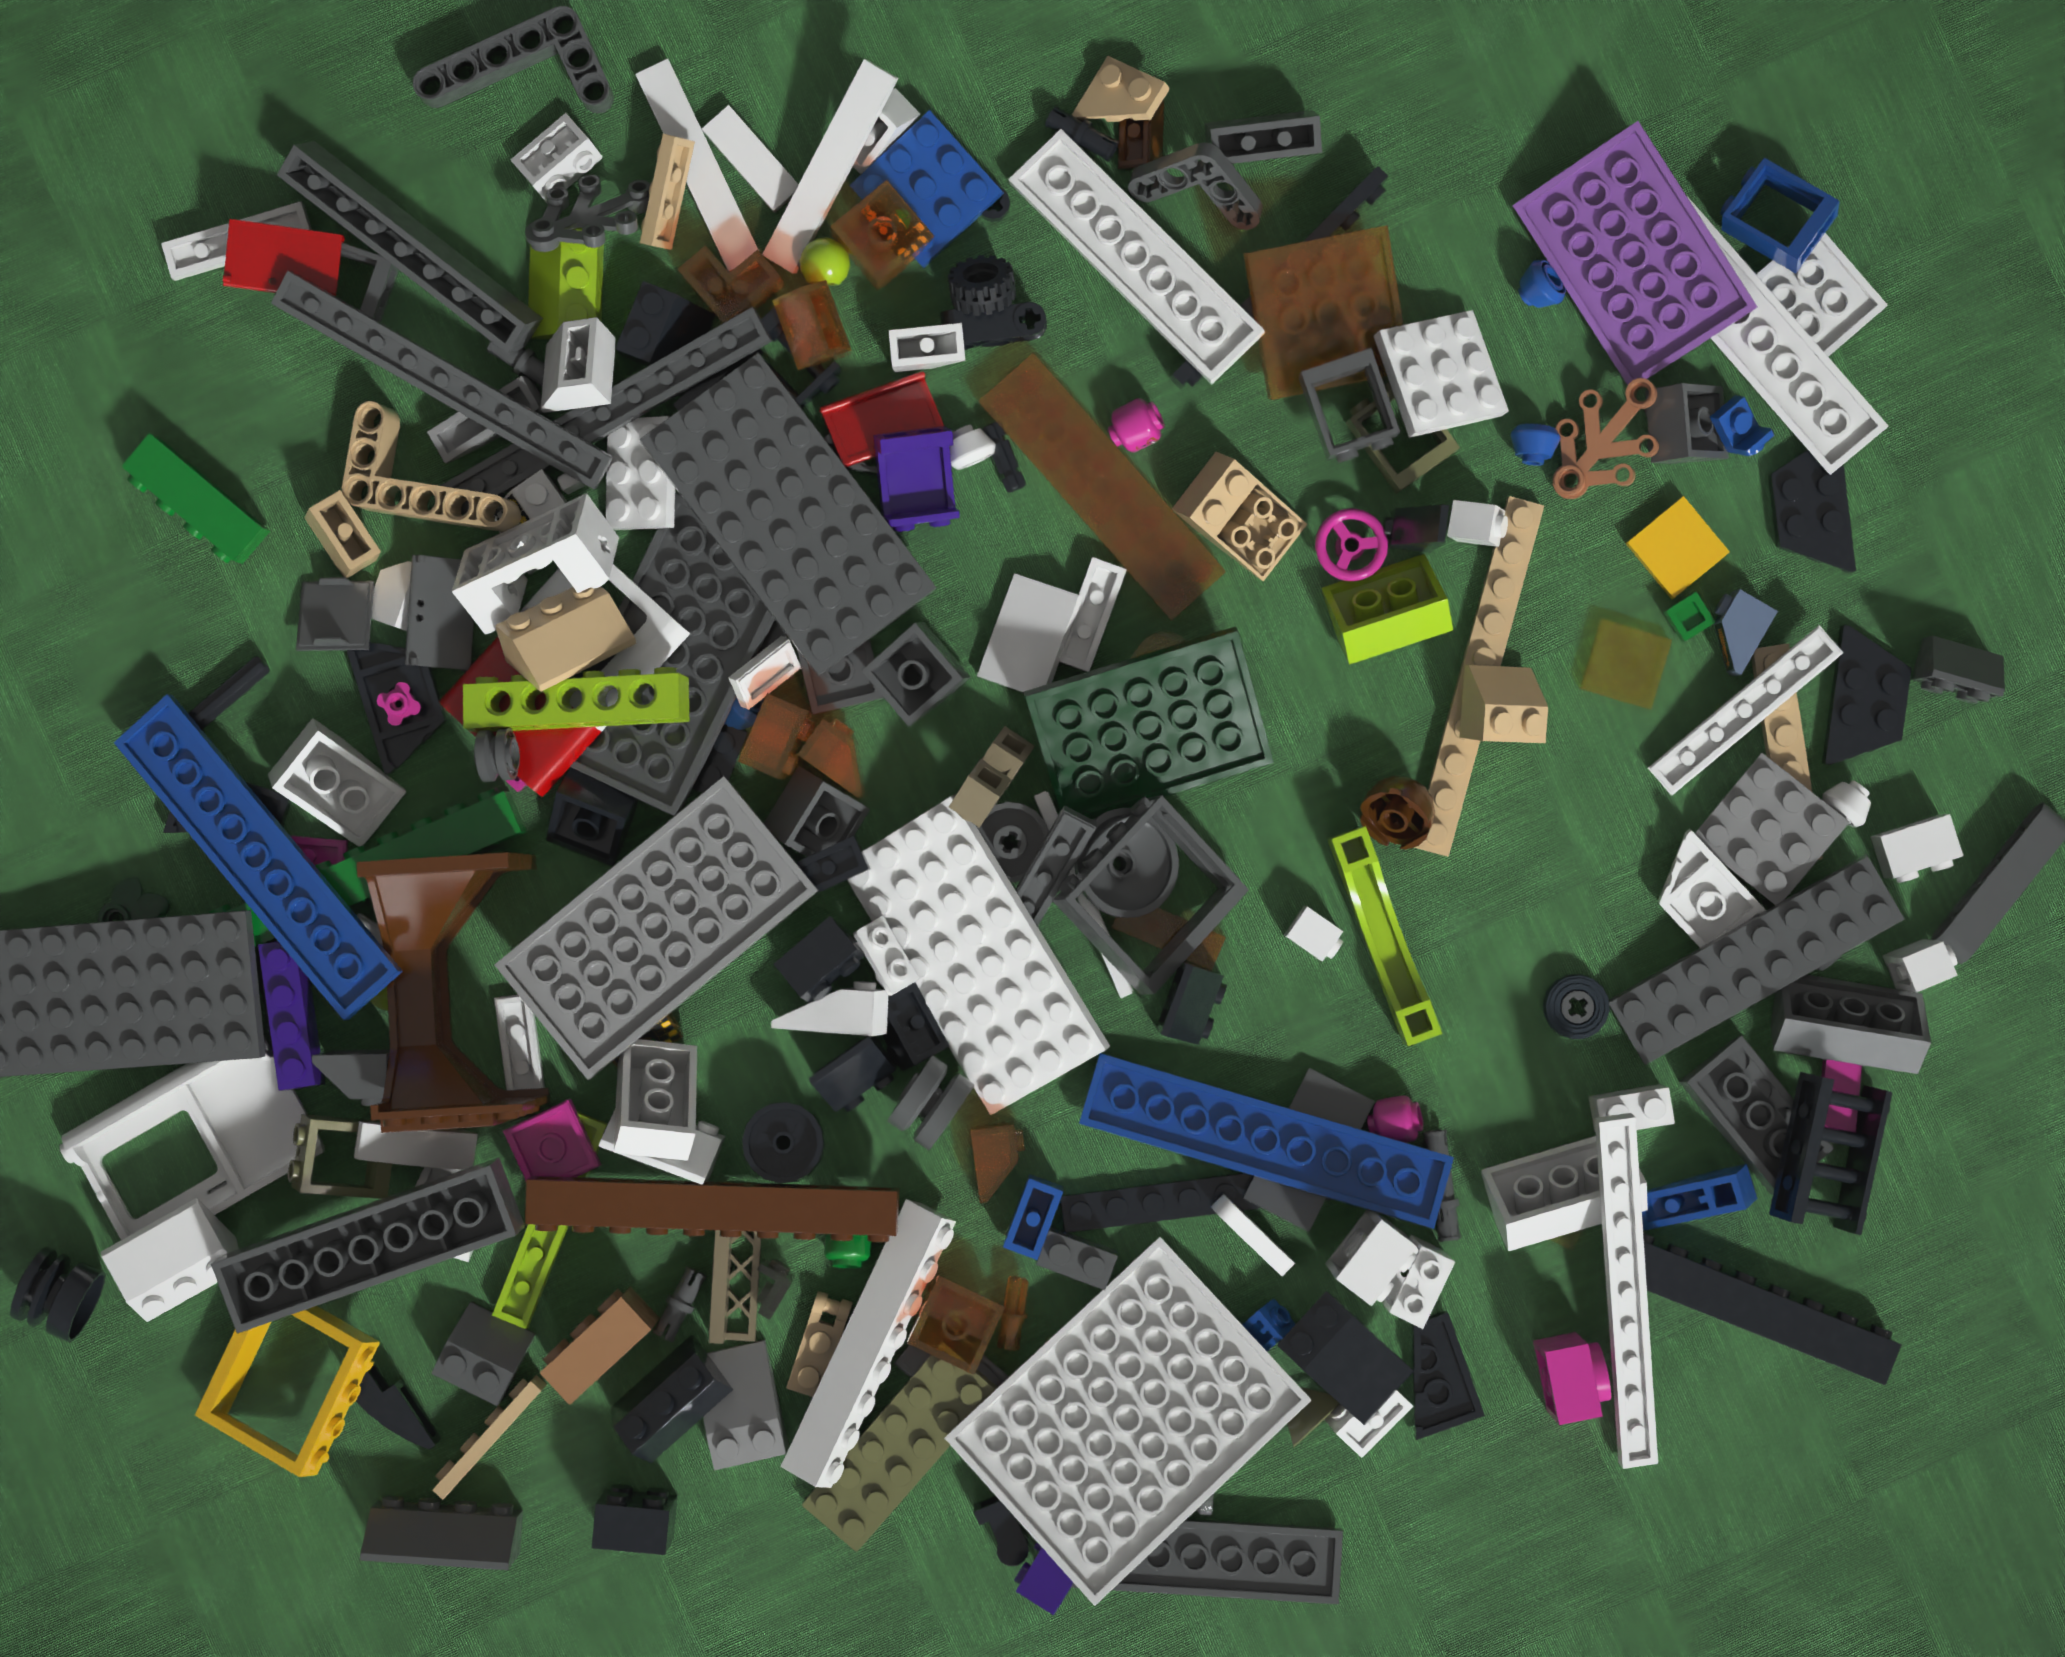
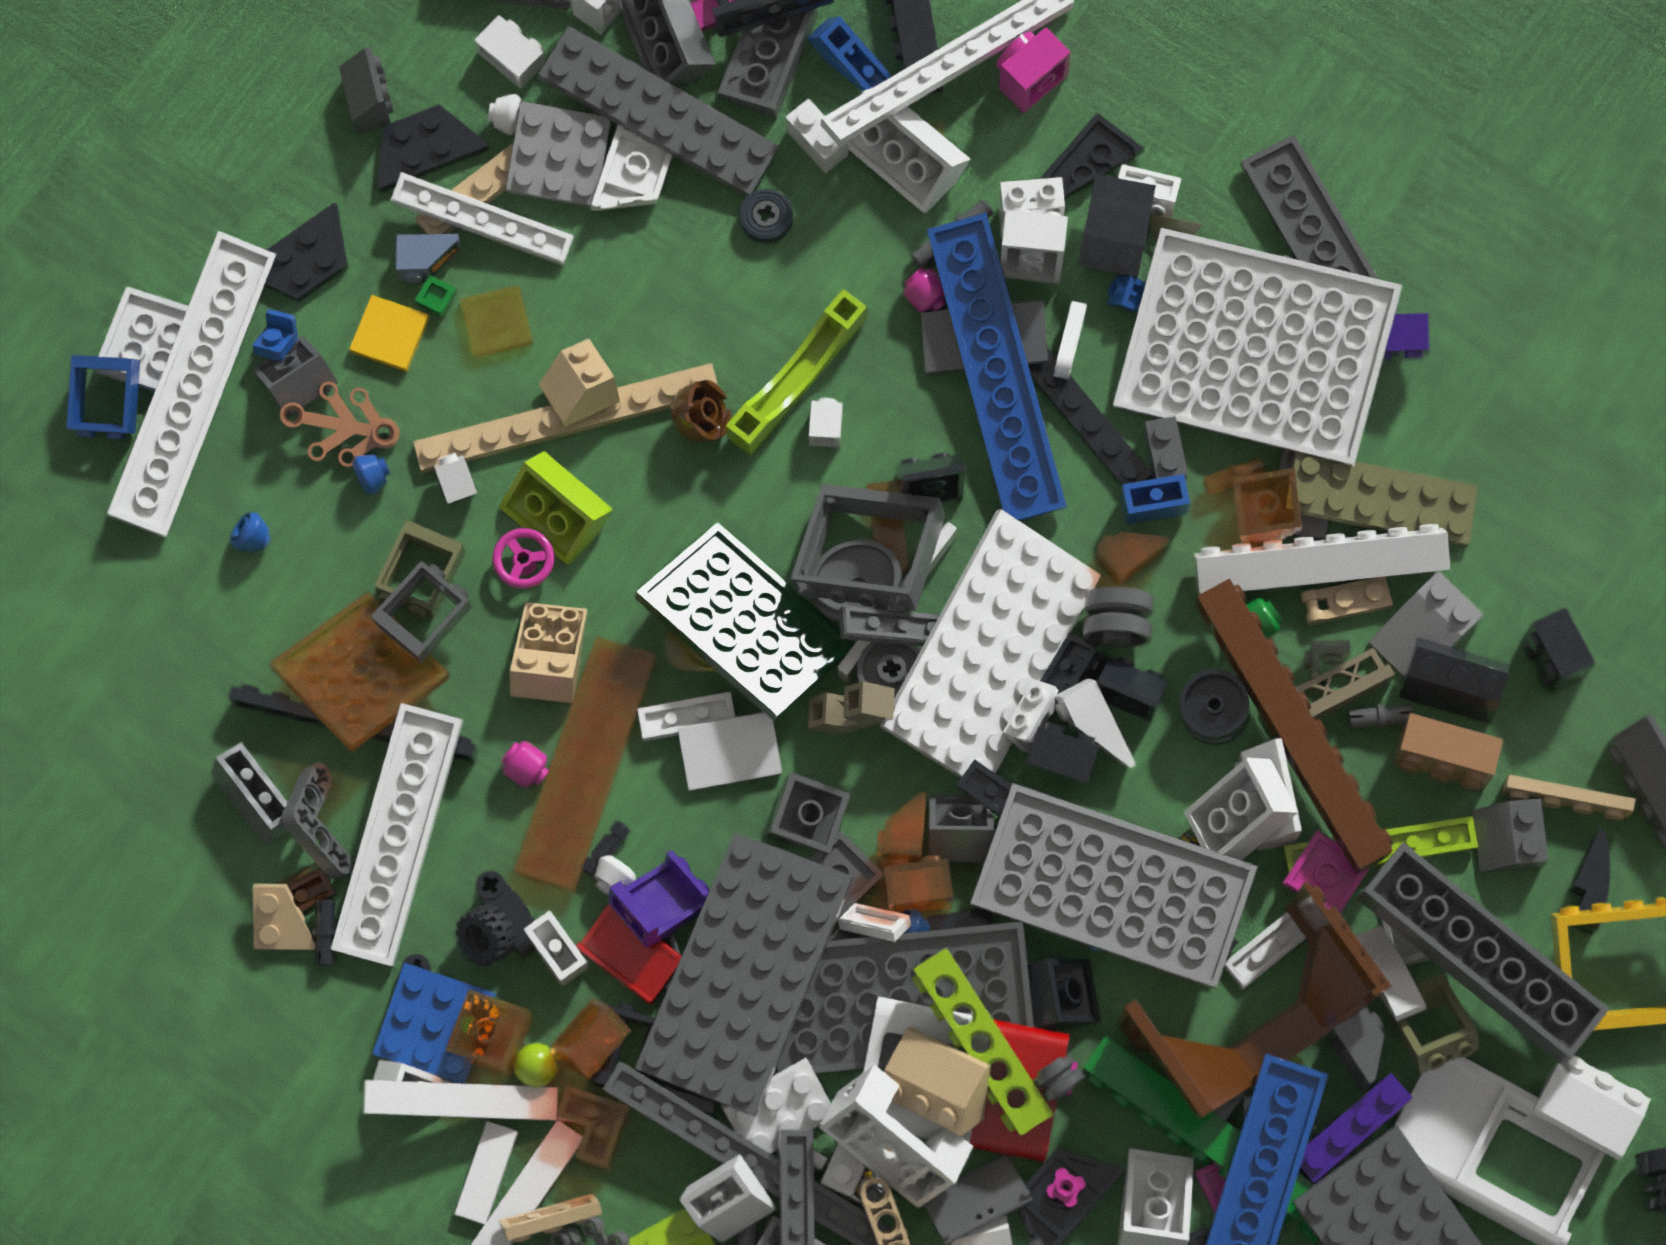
camera: 120 degrees left, 15 degrees down
(660, 325) = (657, 1160): black slope -> none
(1009, 1532) = (1394, 386): black leg -> none
(1417, 527) = (483, 512): black slope -> none
(1440, 373) = (358, 565): white plate -> none
(1635, 255) = (191, 478): medium lavender plate -> none

